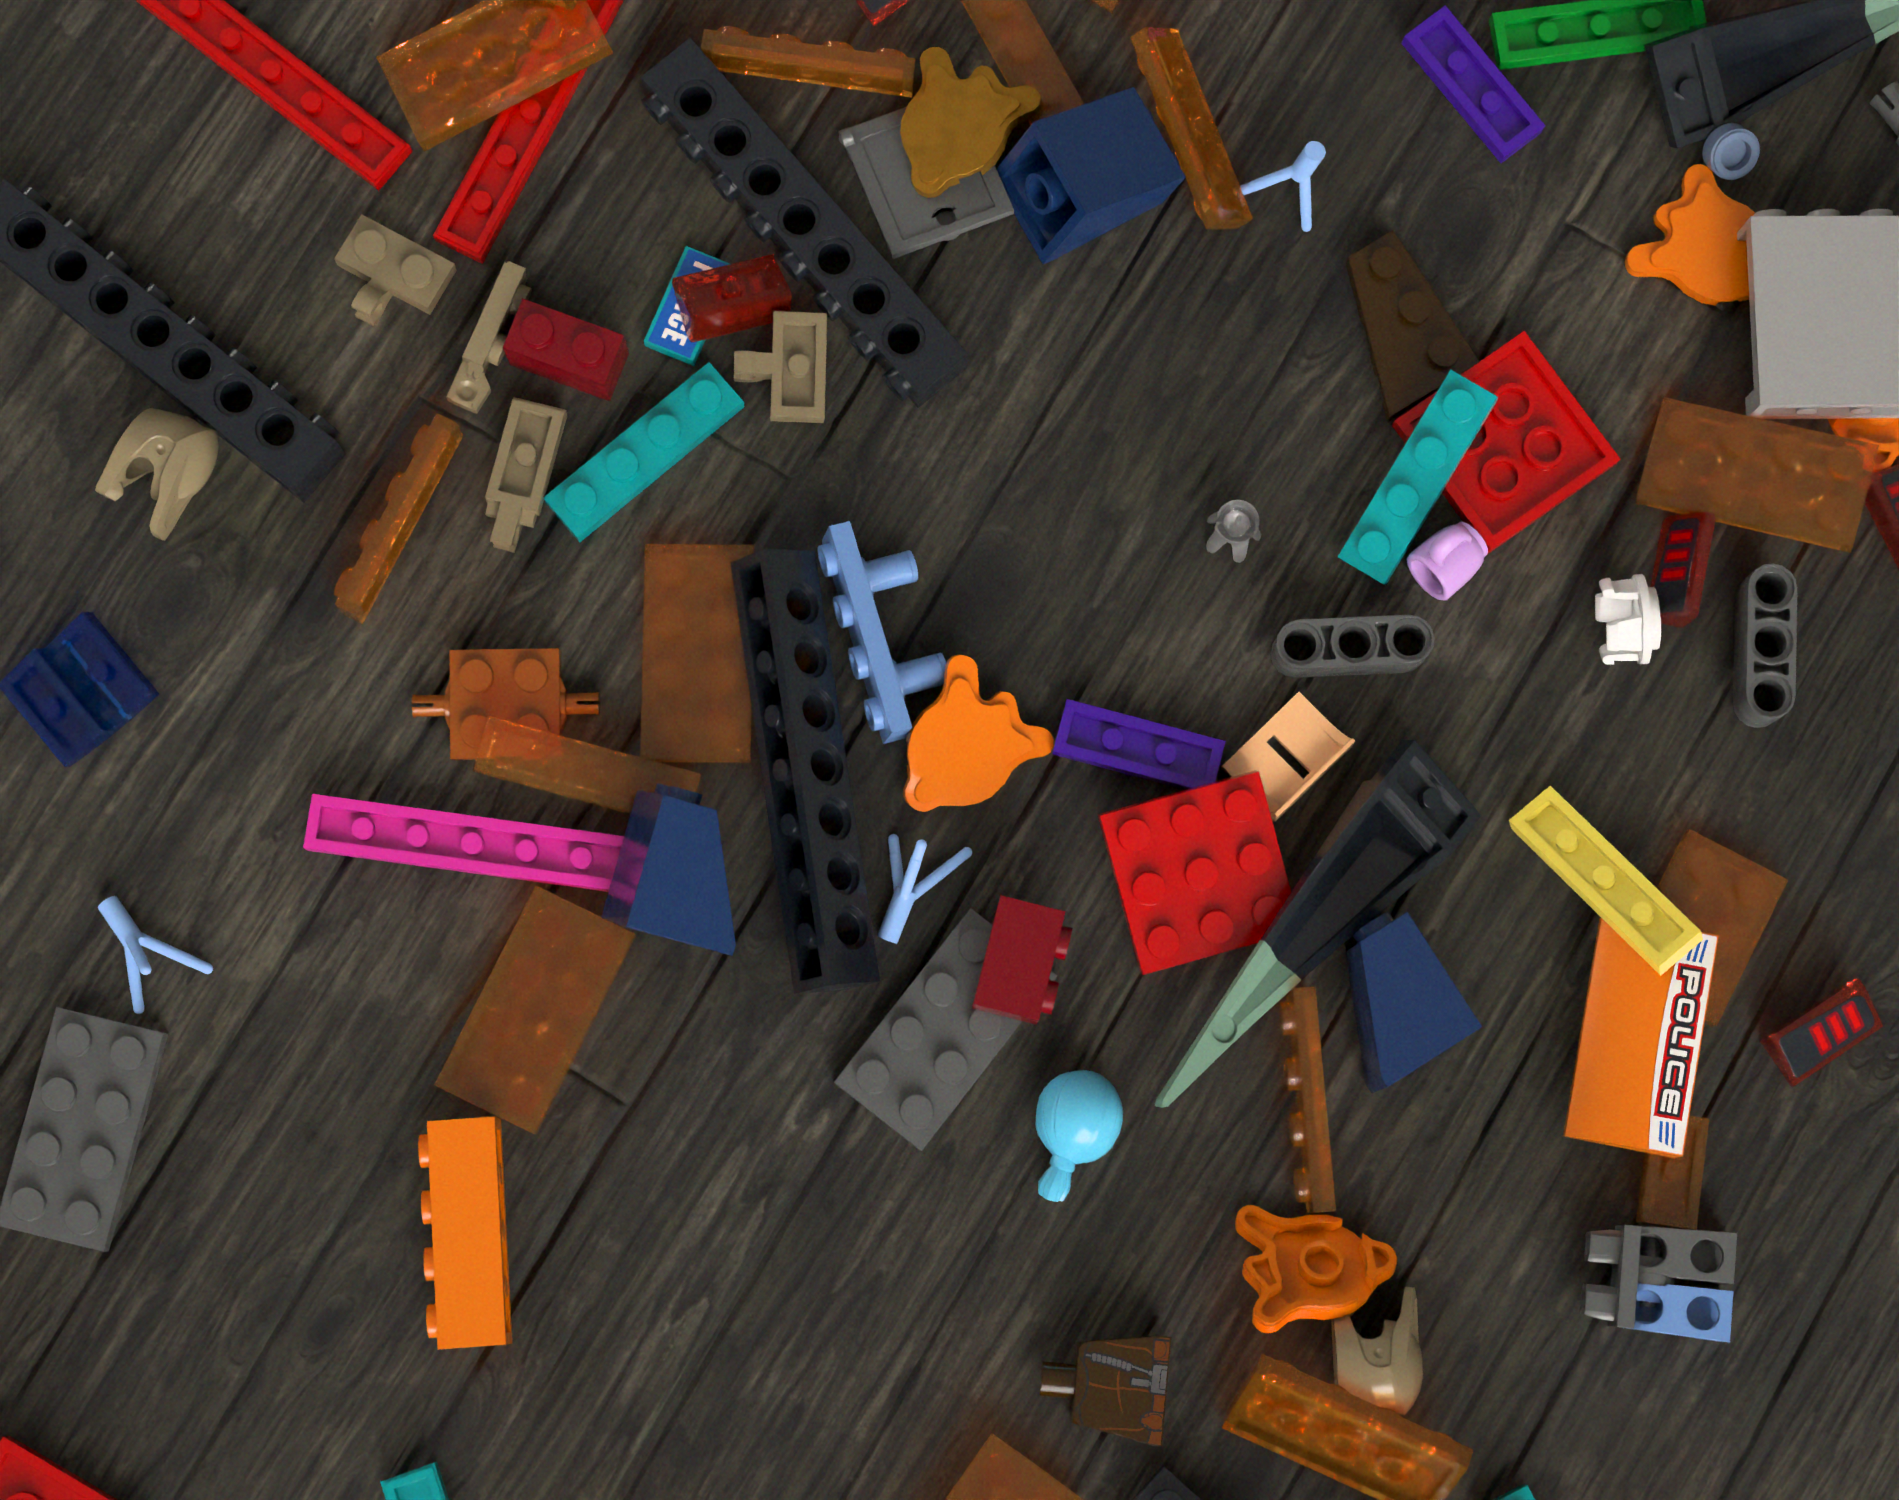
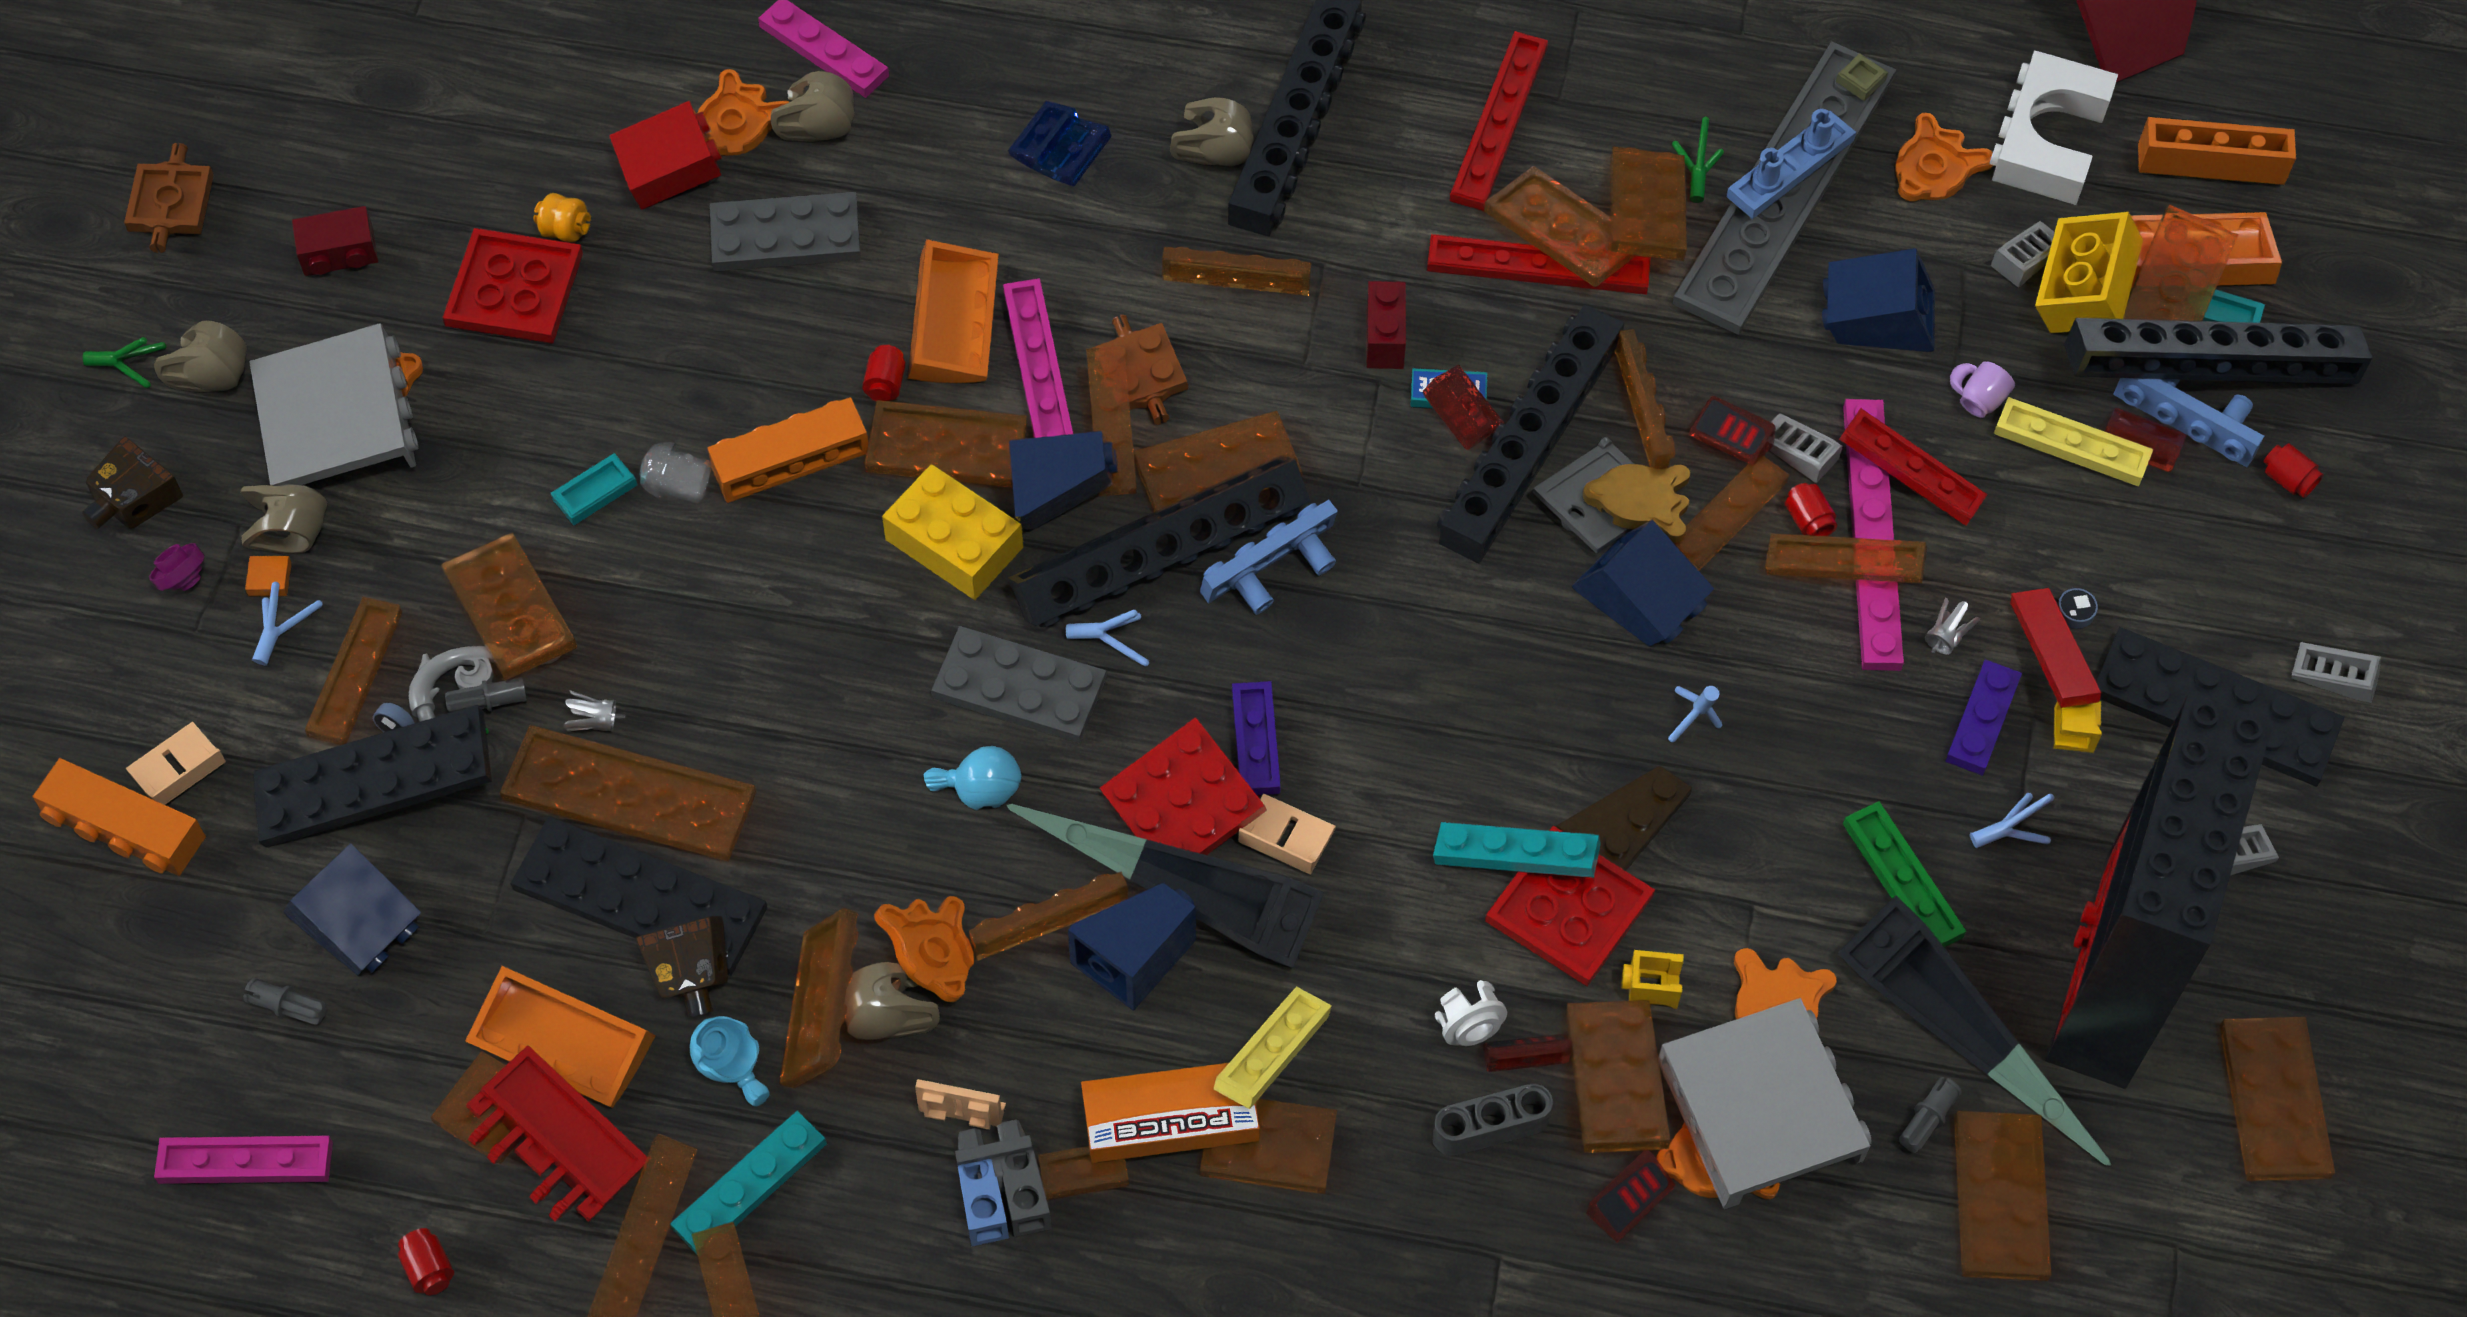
camera: 75 degrees right, 20 degrees down
(136, 960) = (911, 218): light blue plant -> none
(319, 933) = (953, 314): none -> orange slope
(389, 1060) = (884, 373): none -> red brick
(392, 268) = (1400, 221): dark tan plate -> none
(456, 1407) = (674, 473): none -> clear piece
(486, 344) = (1355, 282): dark tan hinge -> none
(522, 469) = (1296, 328): dark tan hinge -> none
(644, 452) = (1340, 394): teal plate -> none
(687, 1045) = (953, 531): none -> yellow brick
(794, 367) = (1431, 456): dark tan plate -> none
(966, 744) = (1216, 632): orange tile -> none
(1020, 960) = (1077, 696): dark red brick -> none
(1115, 1385) = (811, 853): dark brown torso -> none
(1191, 128) = (1705, 639): clear orange plate -> none
(1234, 524) = (1433, 743): clear piece -> none
(1373, 631) = (1380, 864): dark grey beam -> none
(1447, 560) = (1469, 889): lavender piece -> none
(1473, 84) = (1822, 808): dark purple plate -> none
(1523, 1315) = (945, 1101): none -> light nougat piece
(1629, 404) = (1658, 966): none -> yellow window
(1731, 151) = (1853, 991): sand blue tile -> none
(1823, 1032) = (1223, 1247): slope -> none

